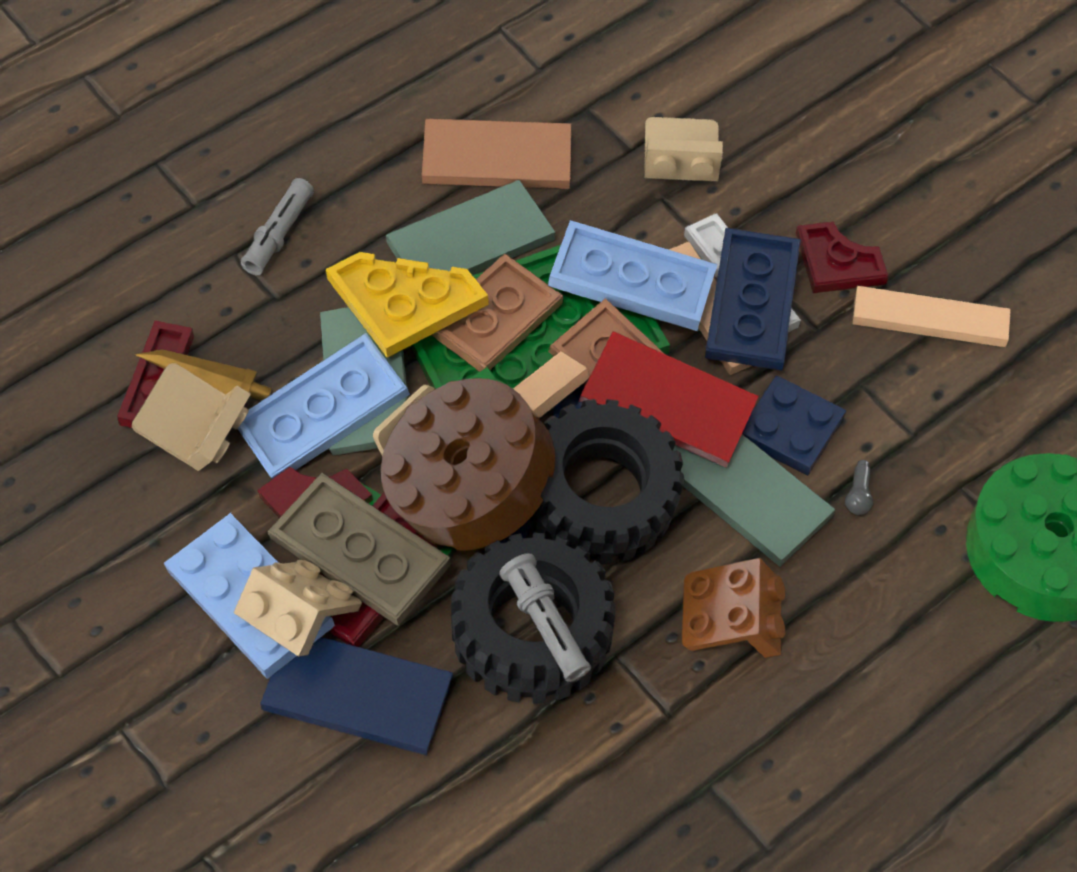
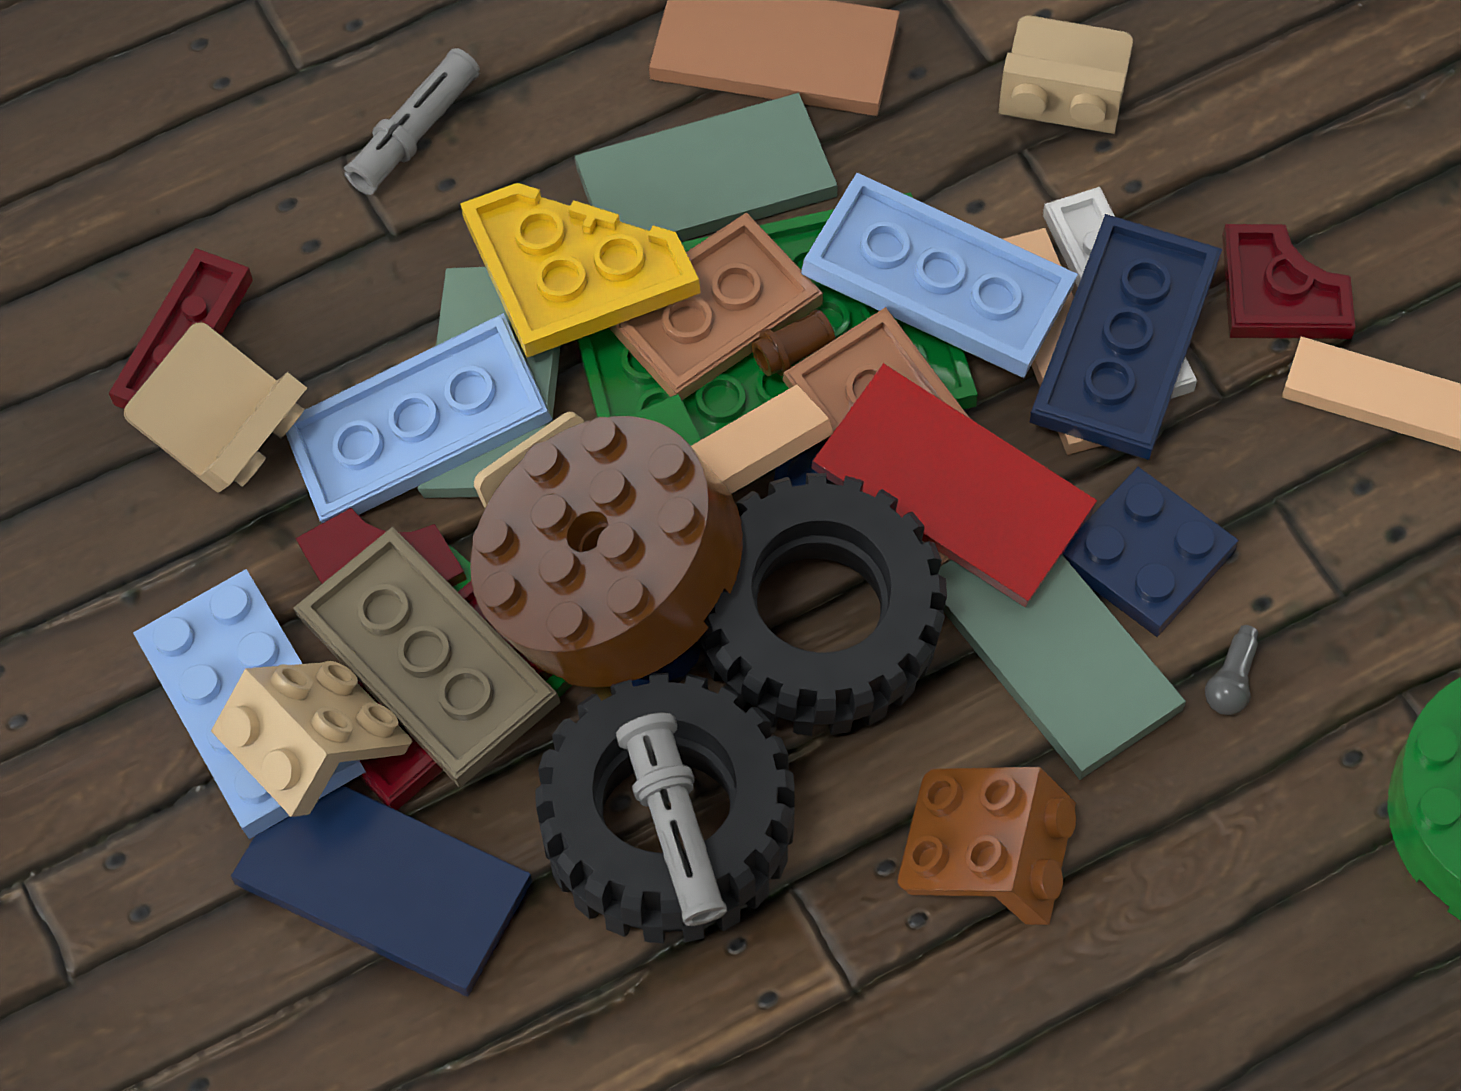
camera: 15 degrees right, 5 degrees up
(216, 374) = (265, 345): pearl gold bar -> none
(543, 333) = (792, 343): none -> reddish brown pin

